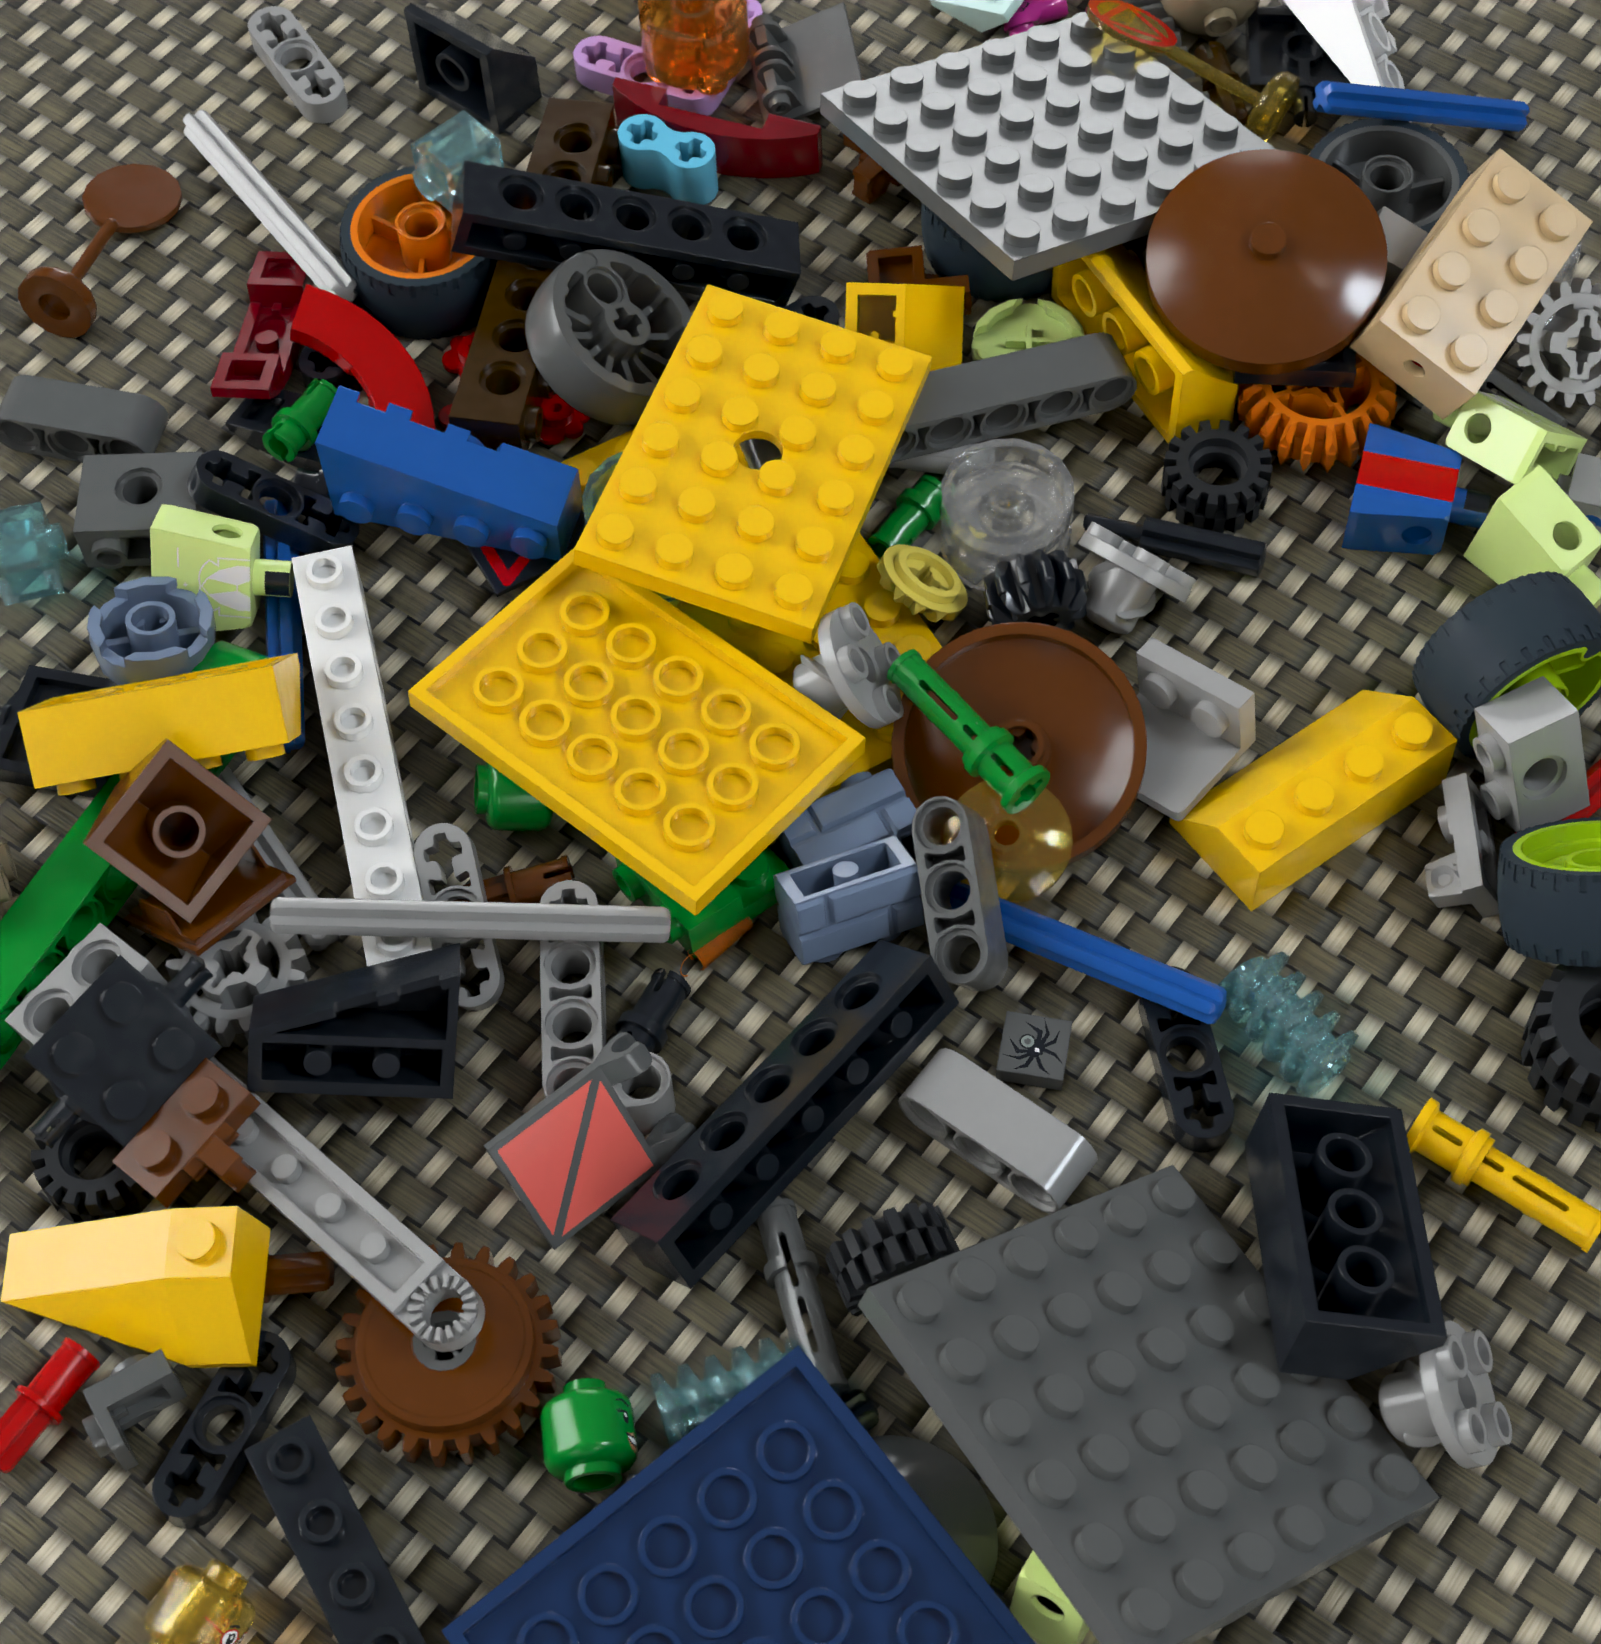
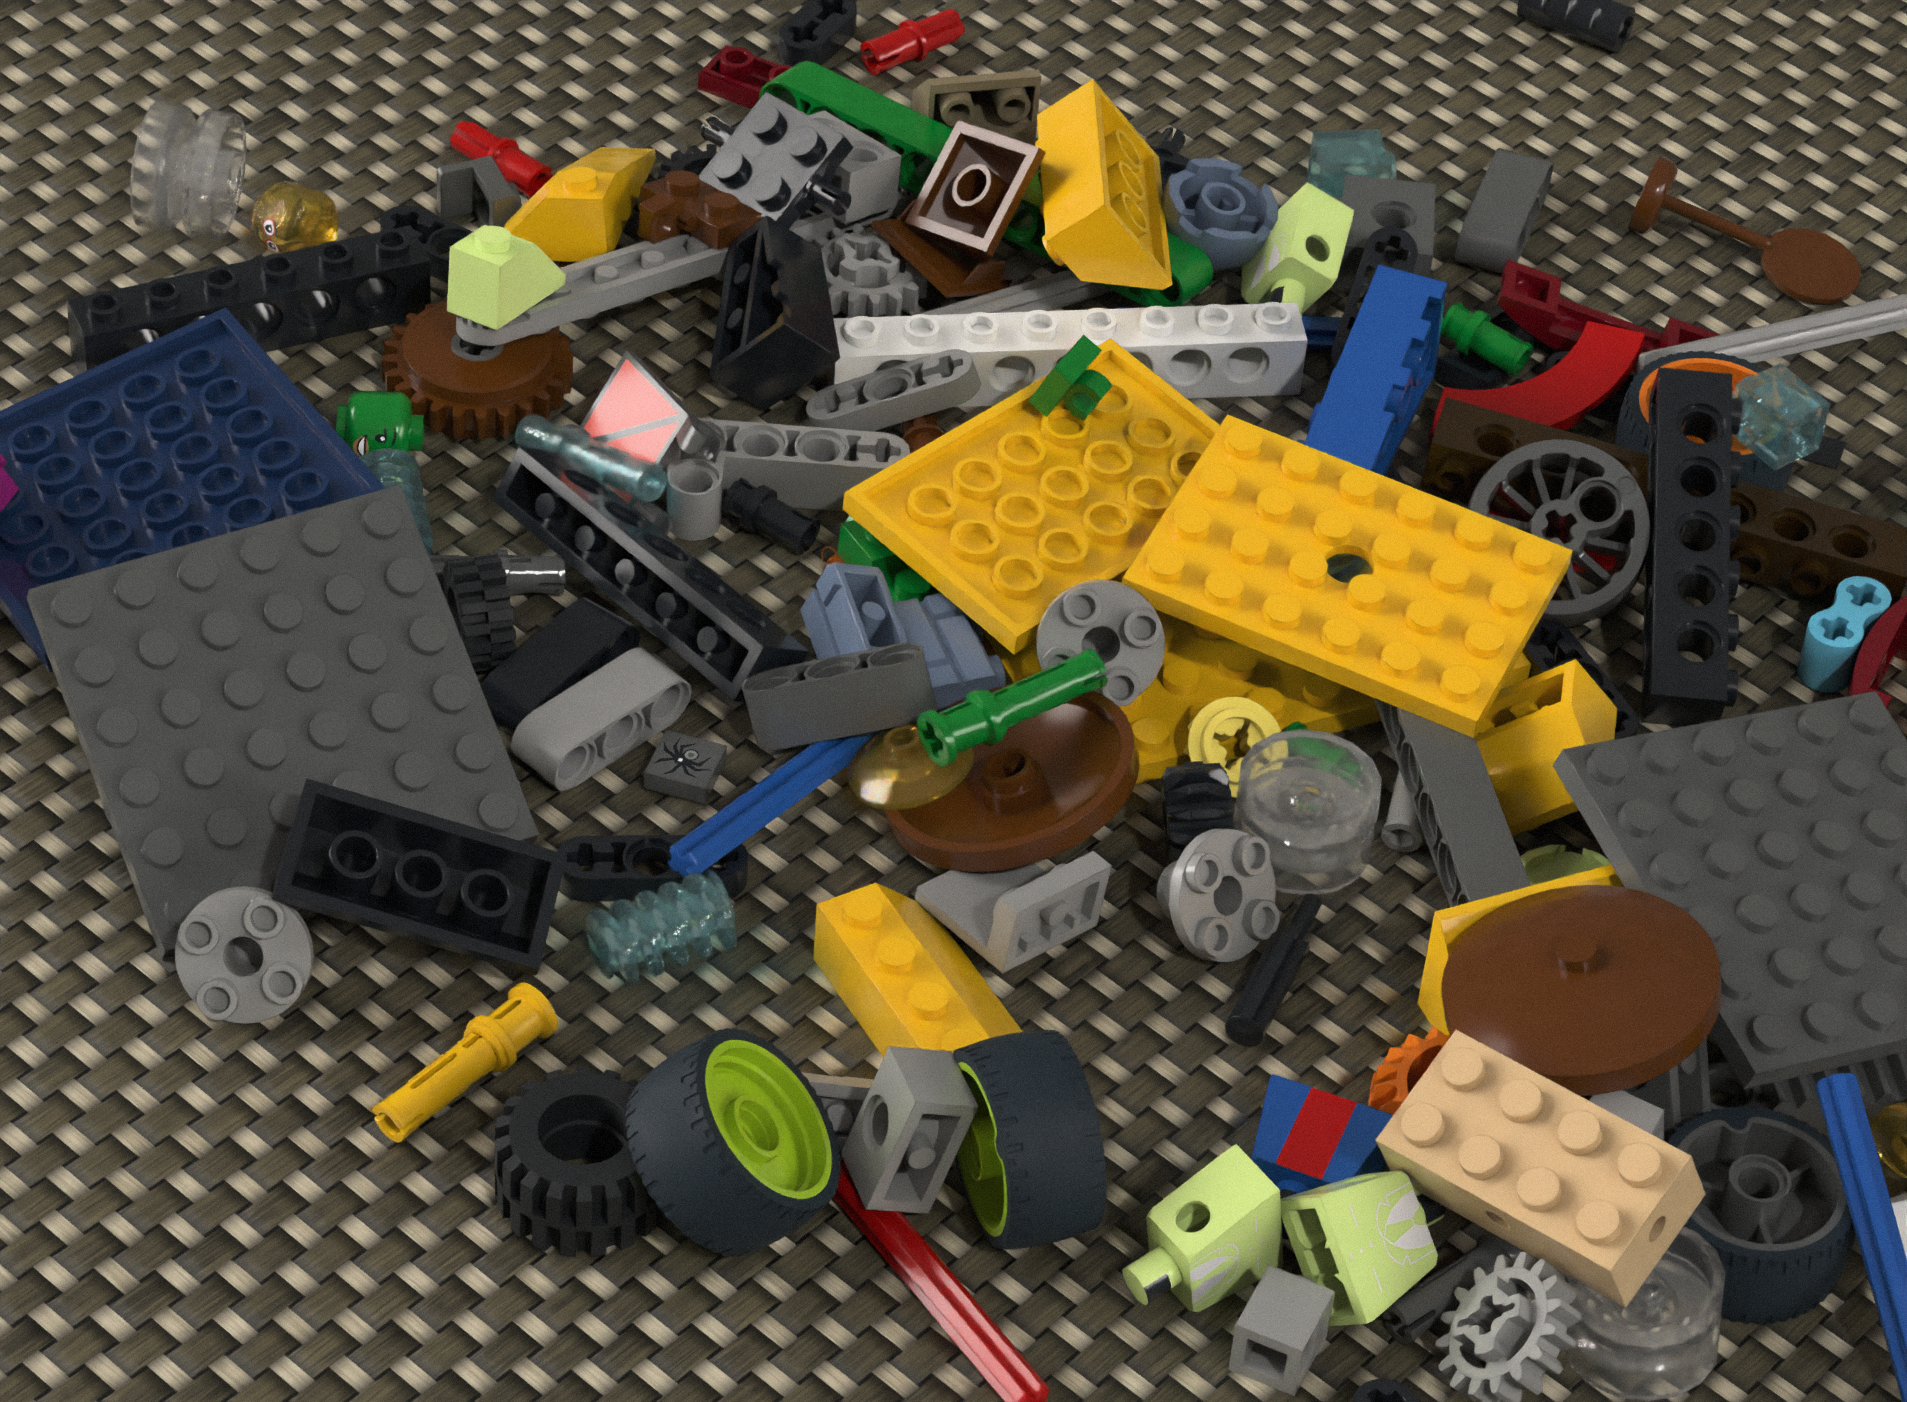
camera: 90 degrees right, 15 degrees down
(412, 1284) = (498, 276): none -> yellowish green slope
(469, 919) = (861, 363): light grey axle -> none
(510, 703) = (1073, 383): none -> green tile
(555, 1267) = (603, 461): none -> clear light blue pin
(905, 1165) = (555, 659): none -> black beam
(1216, 450) = (1358, 981): black tyre -> none

